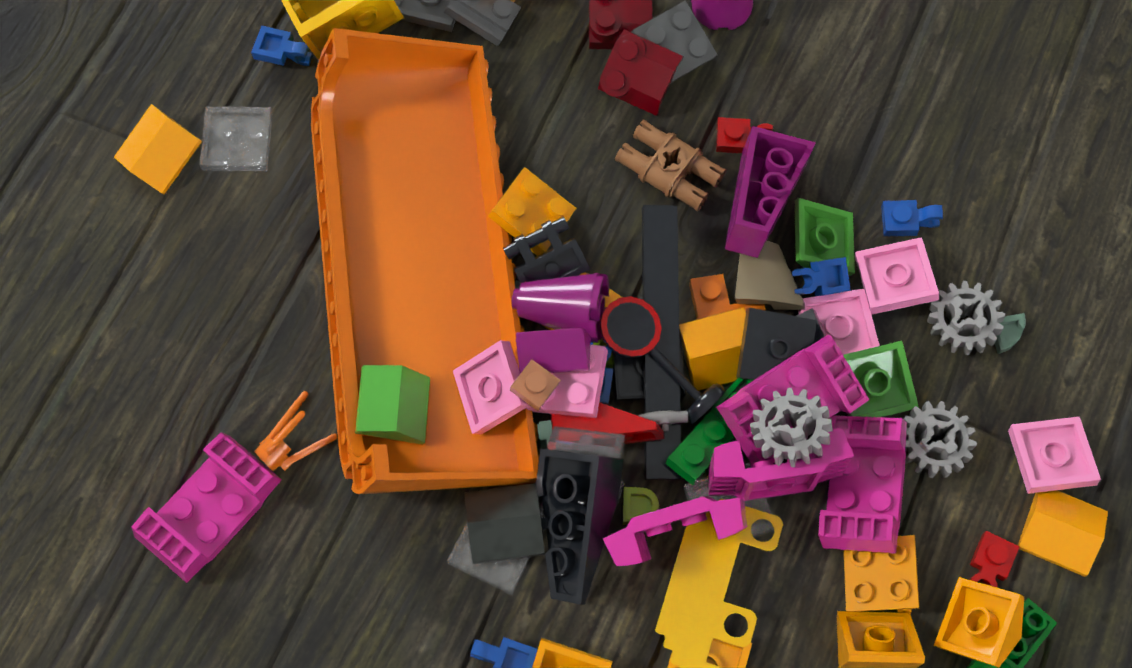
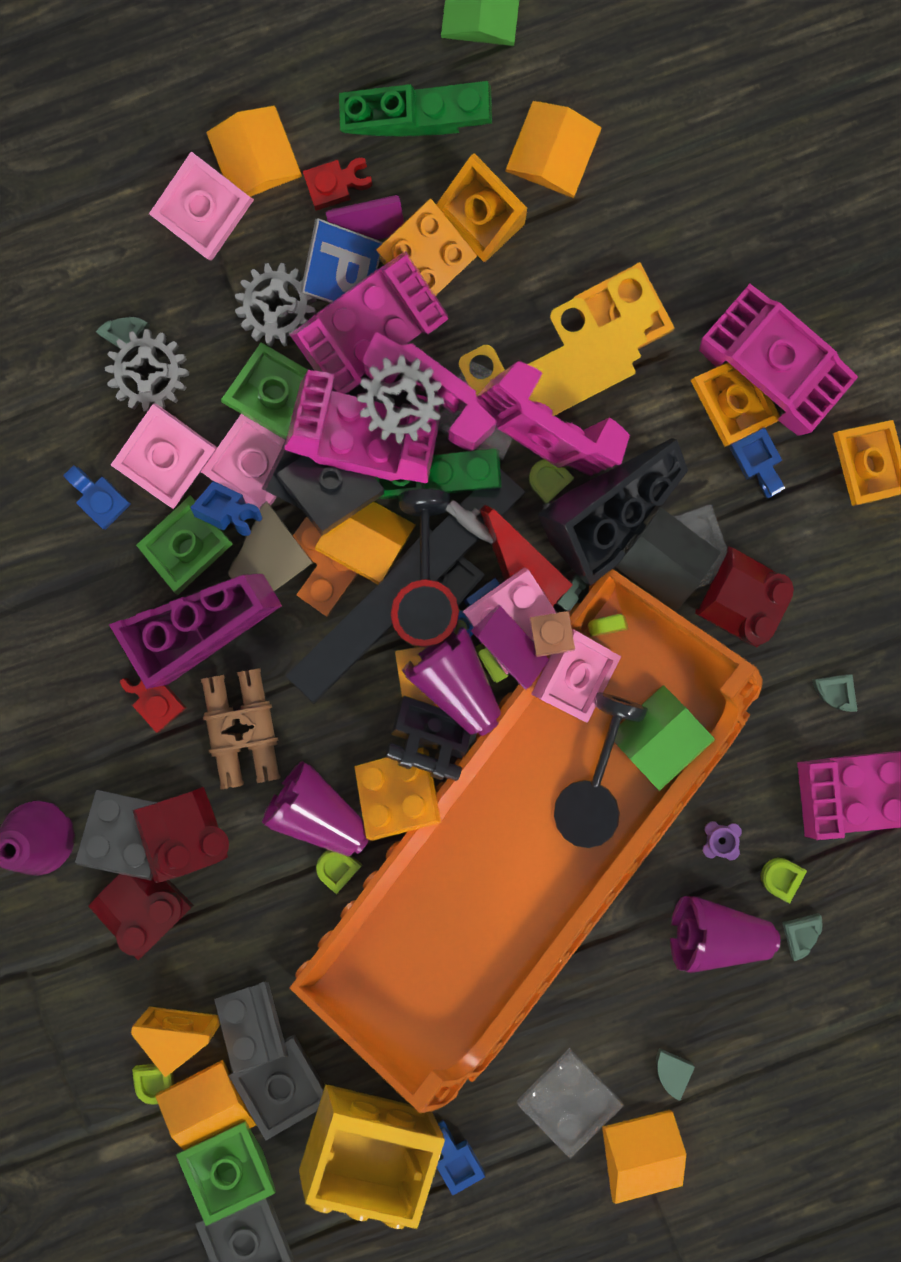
camera: 135 degrees left, 20 degrees up
(172, 374) = (802, 934): none -> sand green tile
(183, 215) = (673, 1072): none -> sand green tile
(220, 397) = (782, 878): none -> lime tile
(229, 317) = (718, 936): none -> magenta cone
(274, 450) = (782, 790): orange plant -> none
(279, 375) = (729, 848): none -> medium lavender plate
(296, 555) = (837, 692): none -> sand green tile
(402, 316) = (586, 809): none -> black piece
(423, 550) = (746, 599): none -> dark red slope
(500, 444) = (607, 625): none -> lime tile
(524, 143) = (336, 869): none -> lime tile
(571, 155) = (315, 813): none -> magenta cone
(587, 442) = (555, 551): clear slope -> none
(930, 505) = (337, 261): none -> blue piece
(942, 554) = (371, 218): none -> magenta slope
(981, 622) = (399, 142): light orange slope -> none

